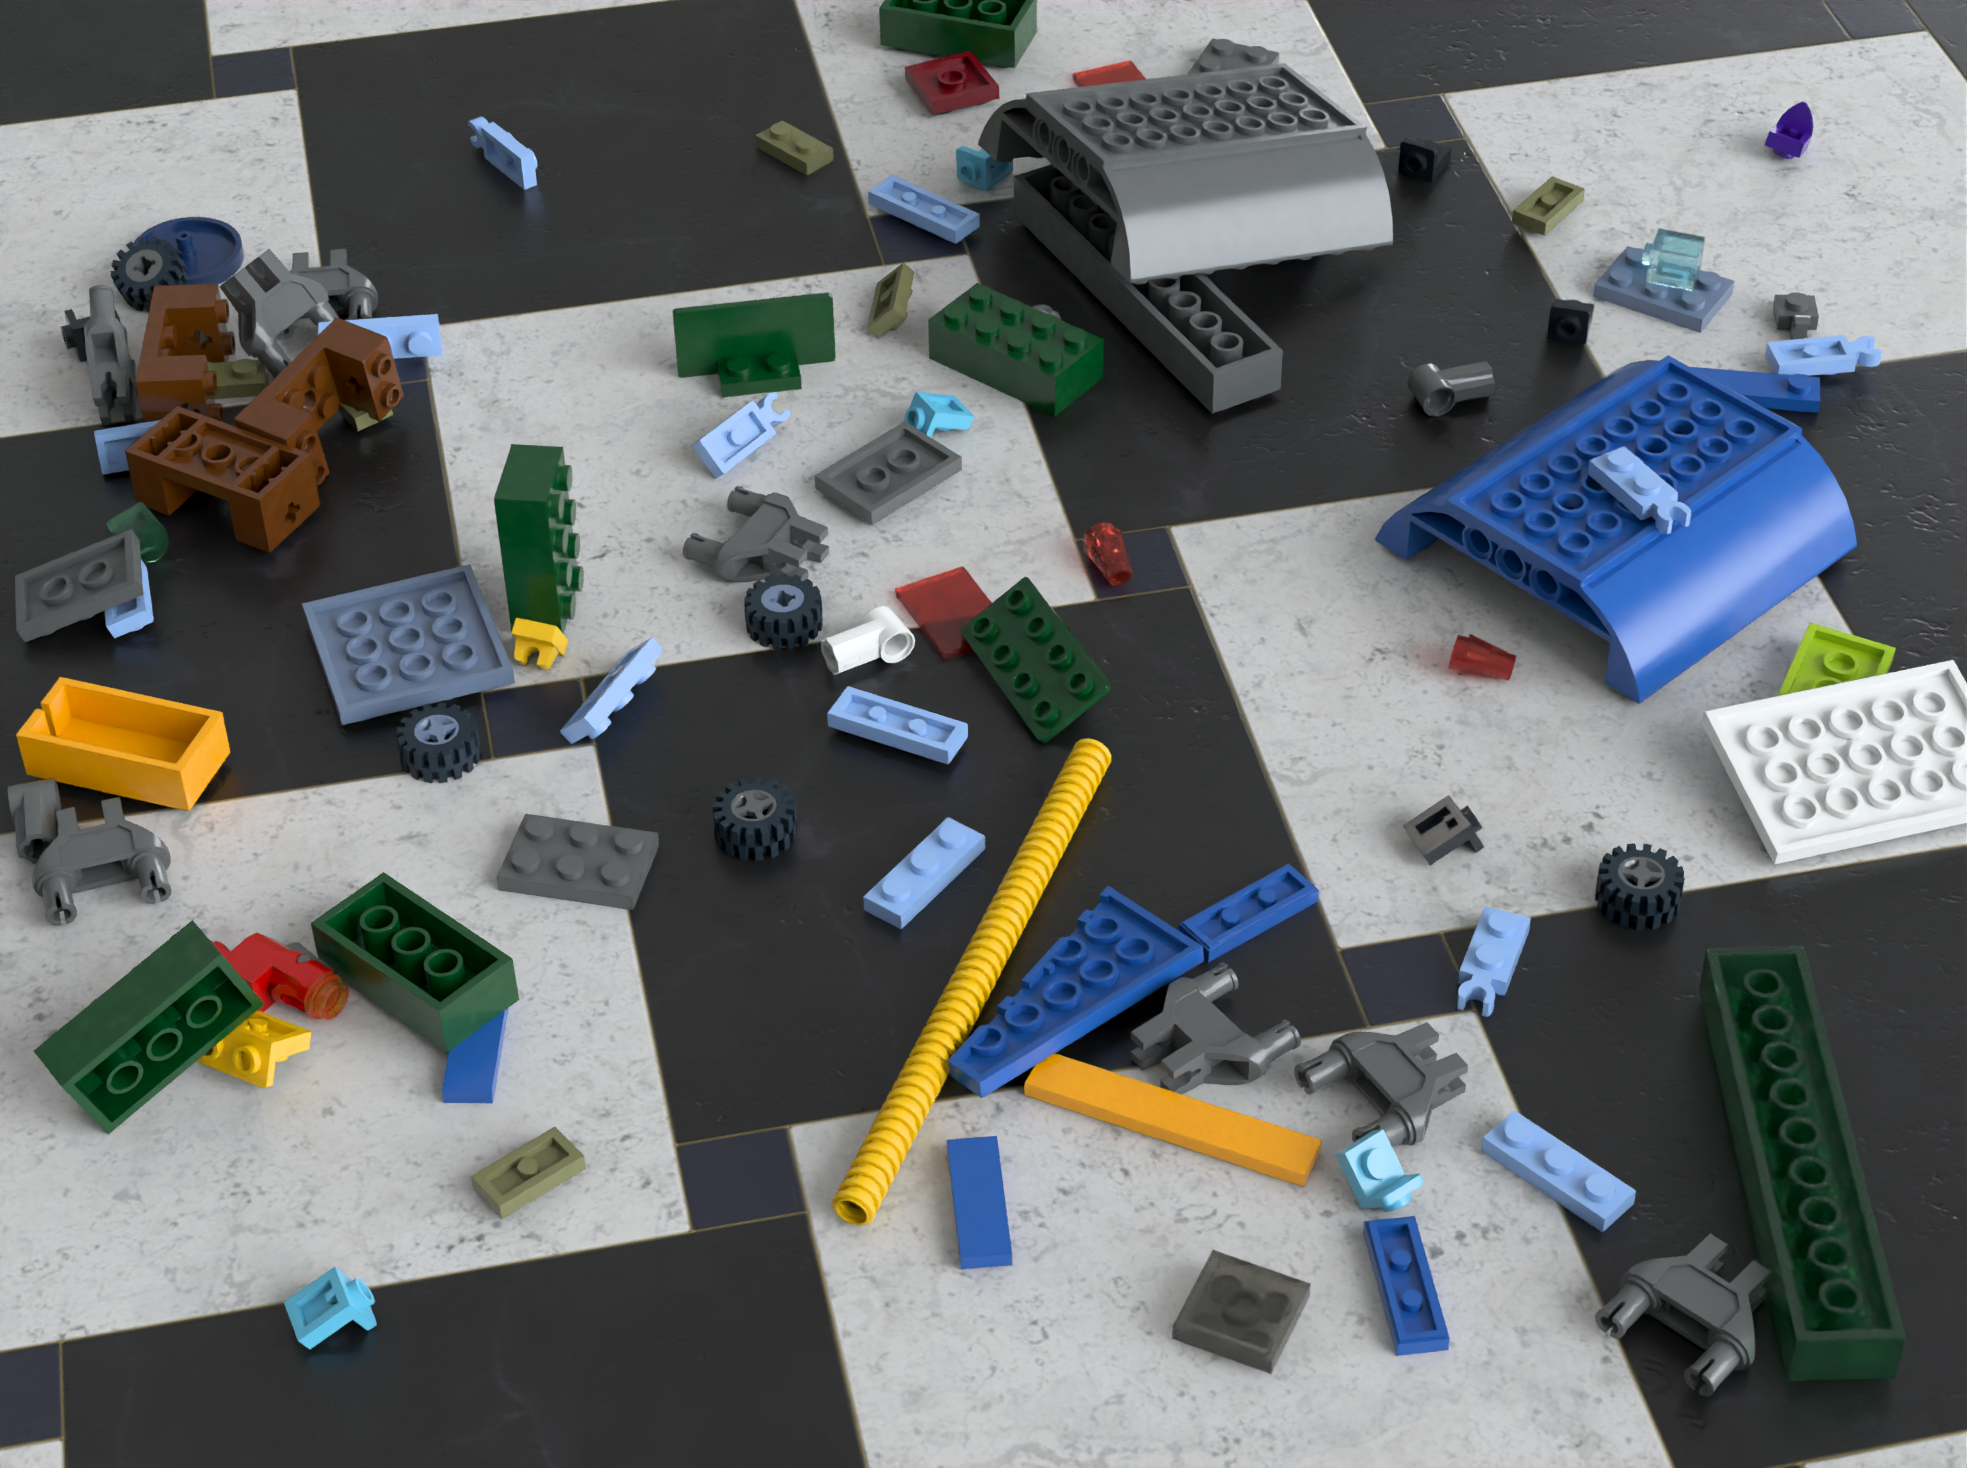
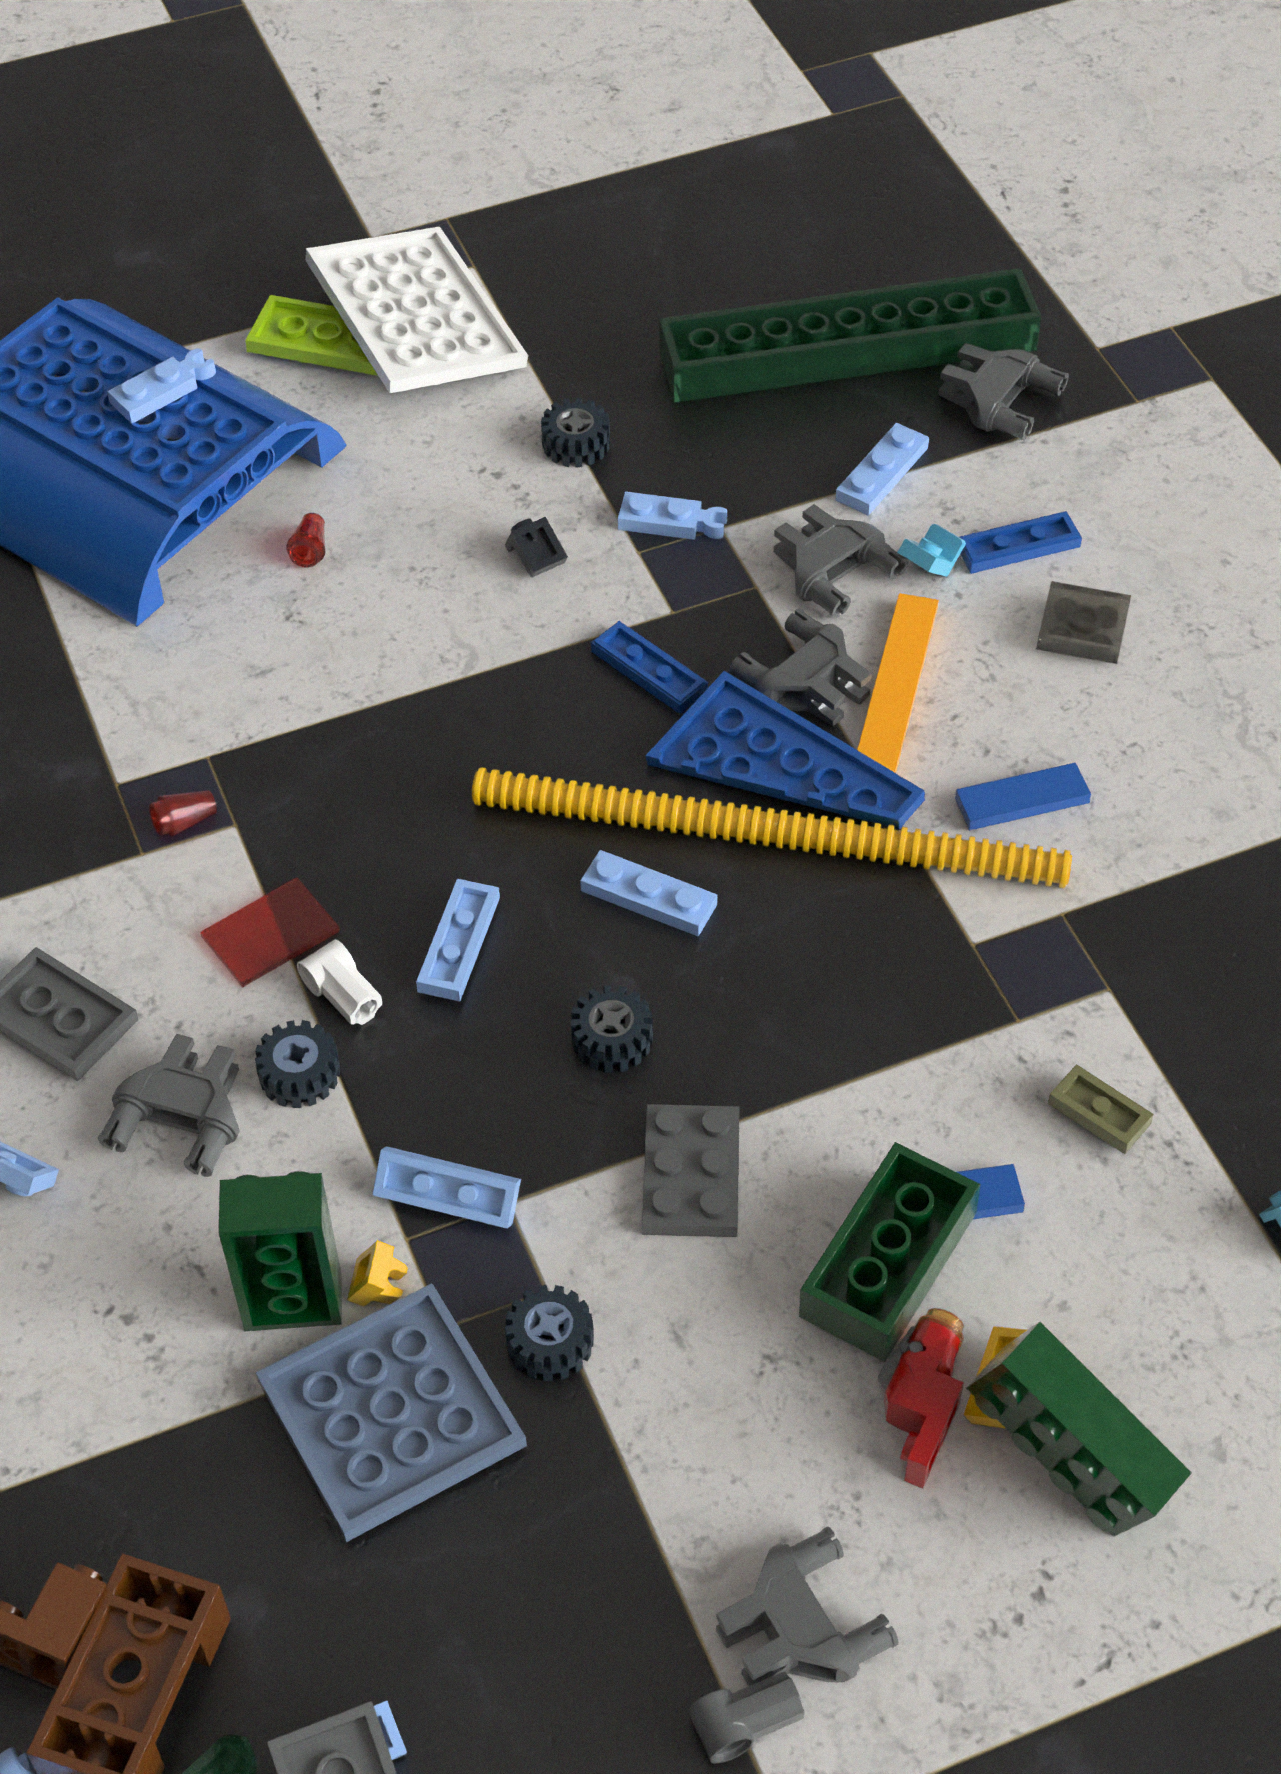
camera: 100 degrees left, 10 degrees up
(124, 743) = (626, 1643): light orange piece -> none
(1036, 660) = (359, 838): dark green bracket -> none

